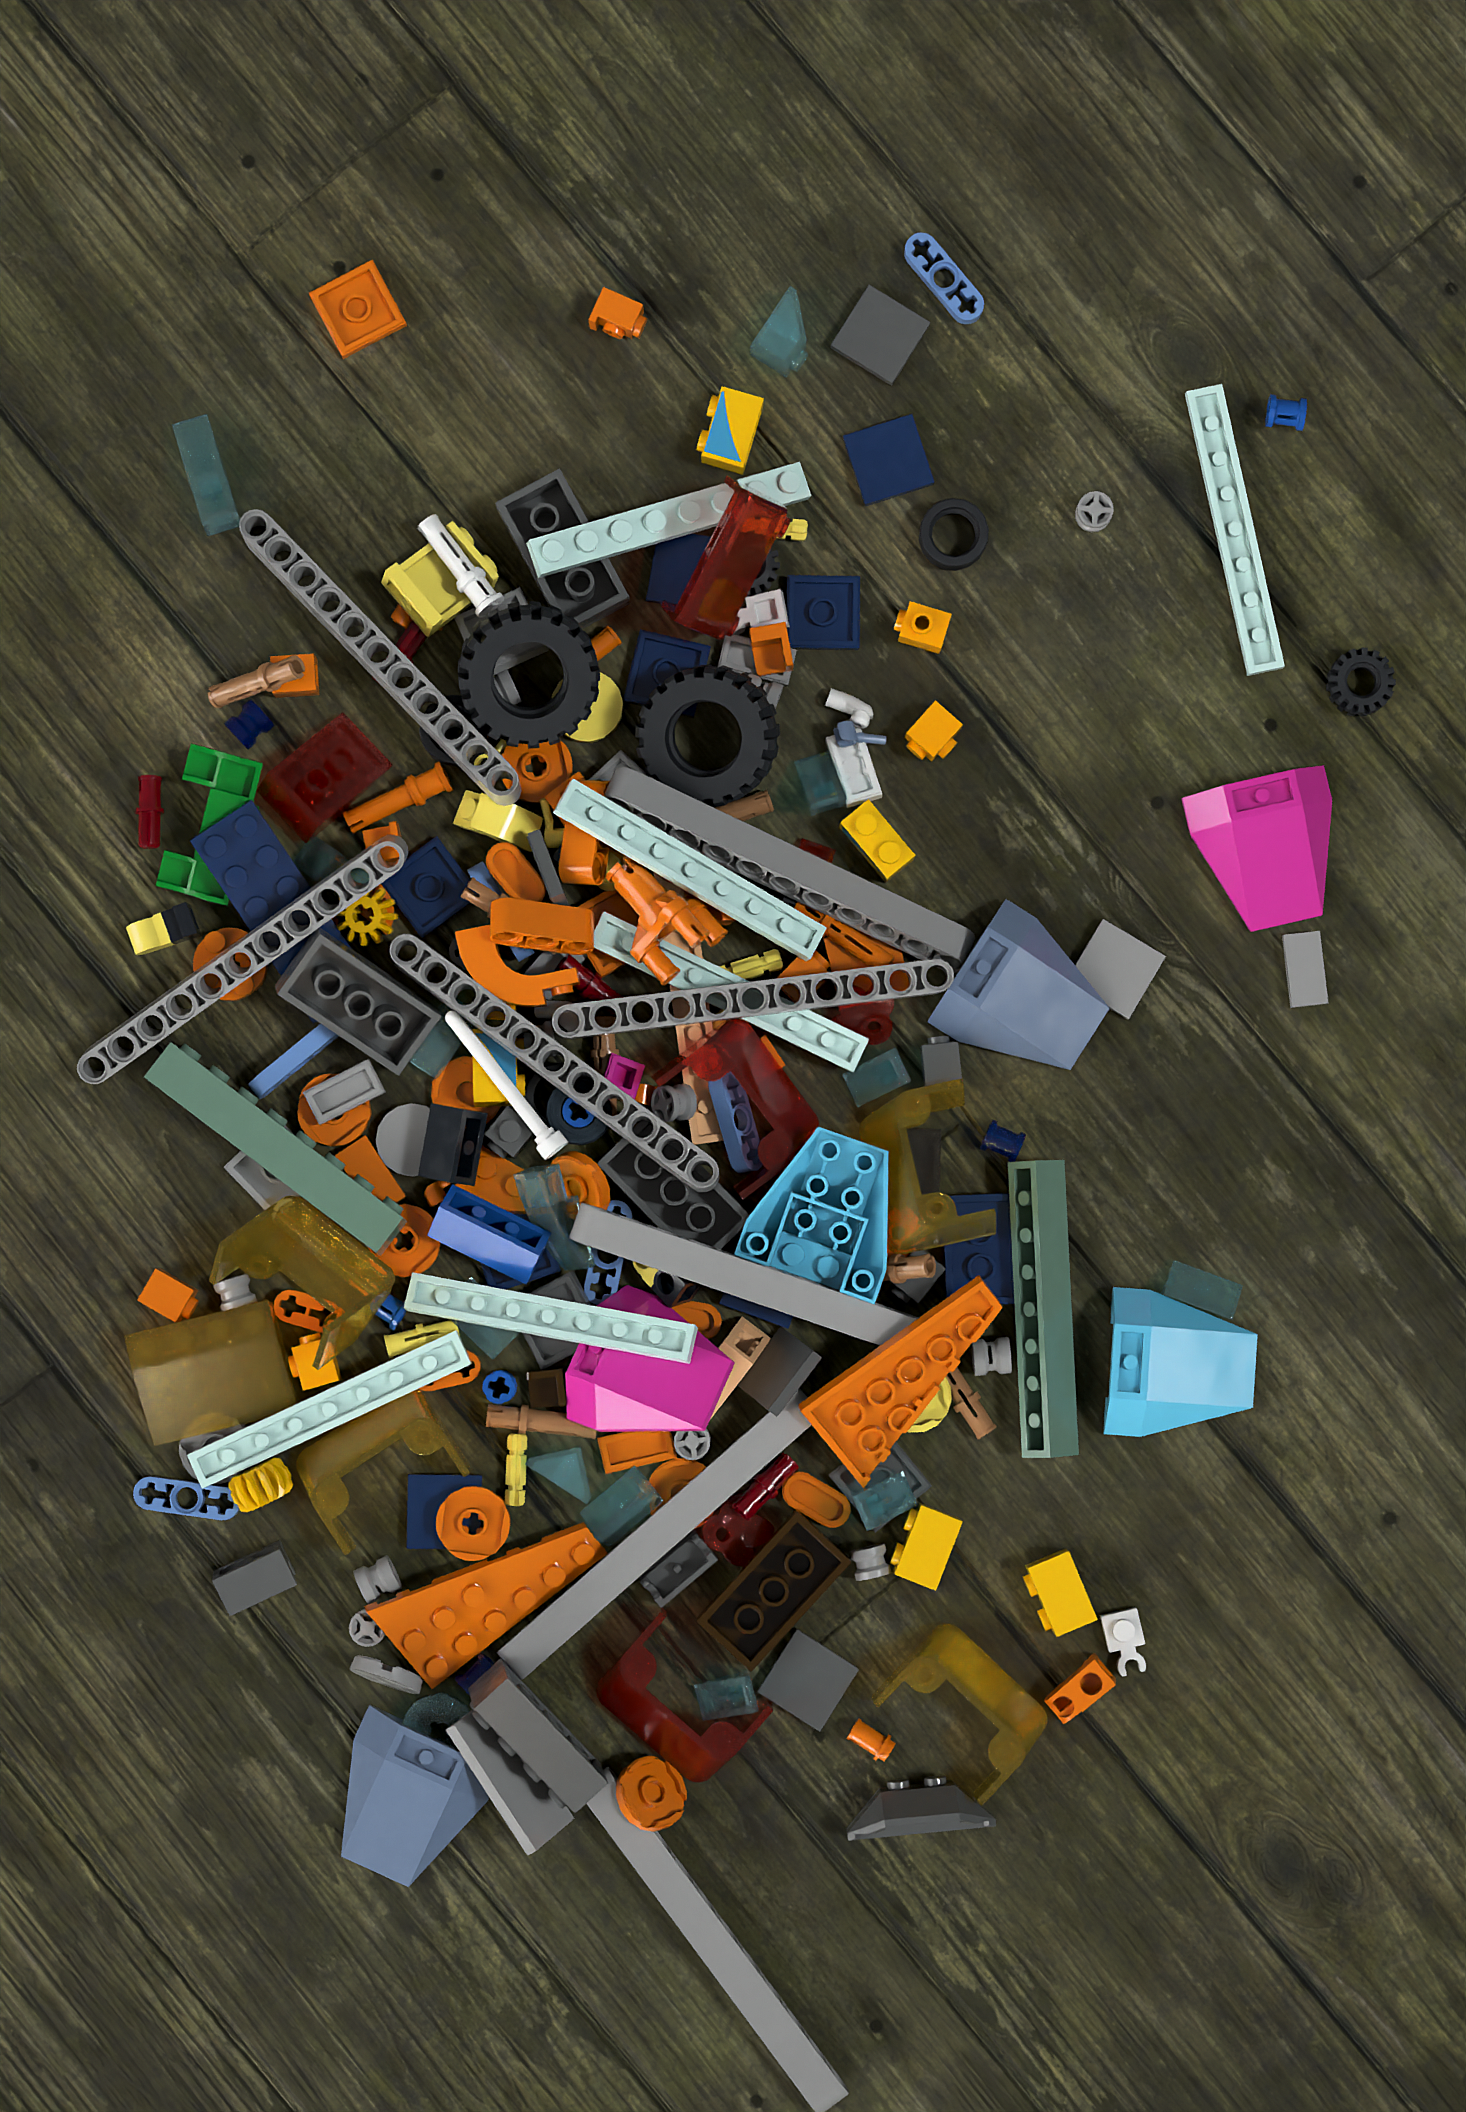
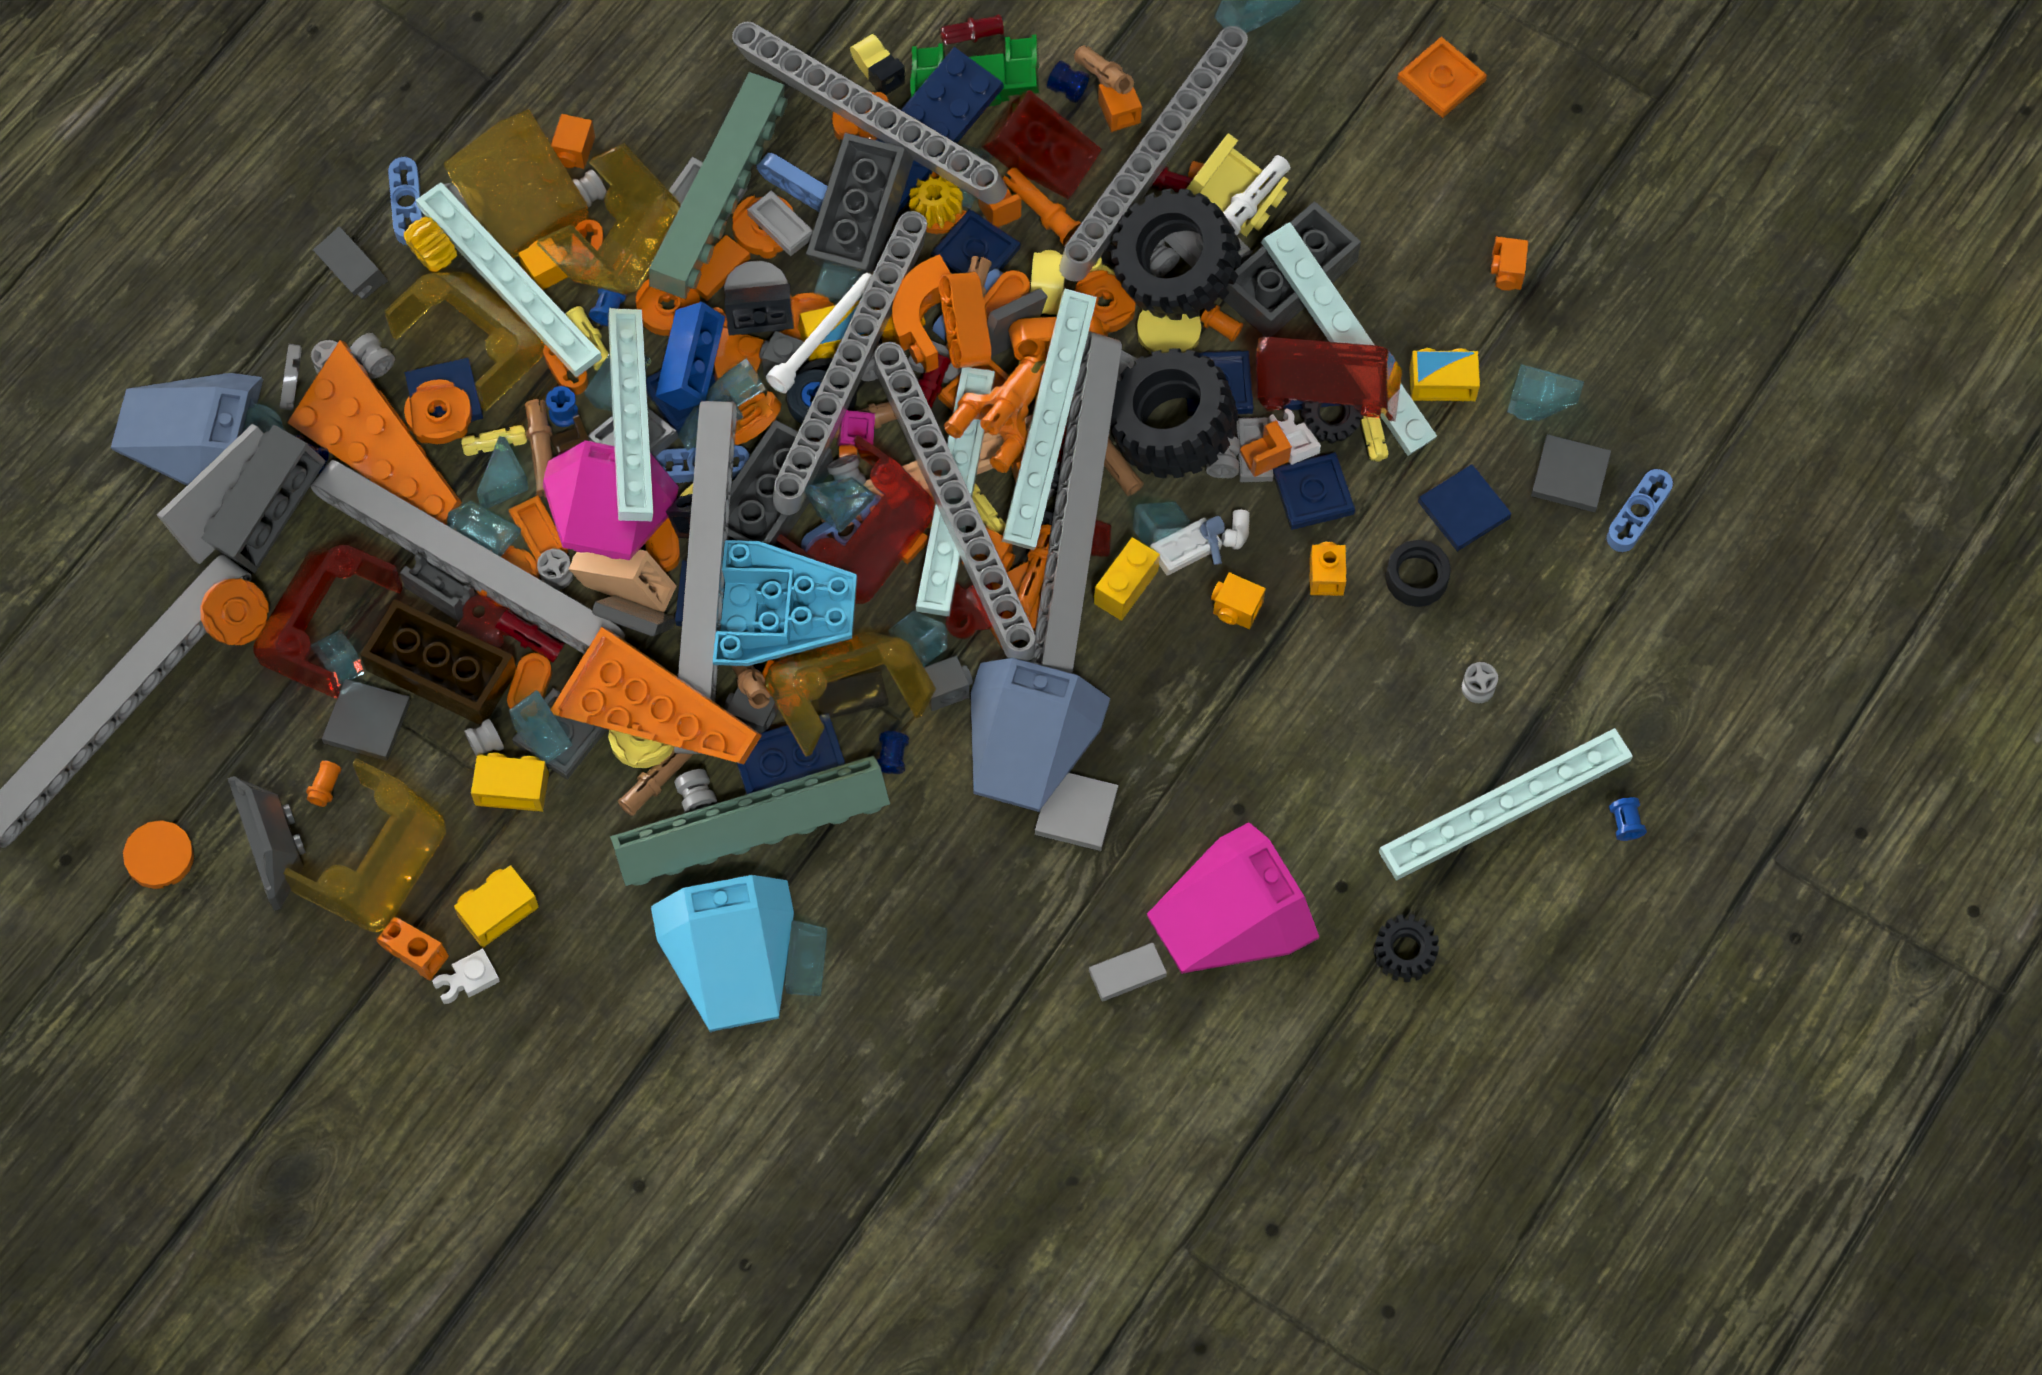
camera: 75 degrees right, 20 degrees down
(716, 1118) = (839, 501): none -> clear light blue slope
(901, 1928) = (158, 854): none -> orange tile

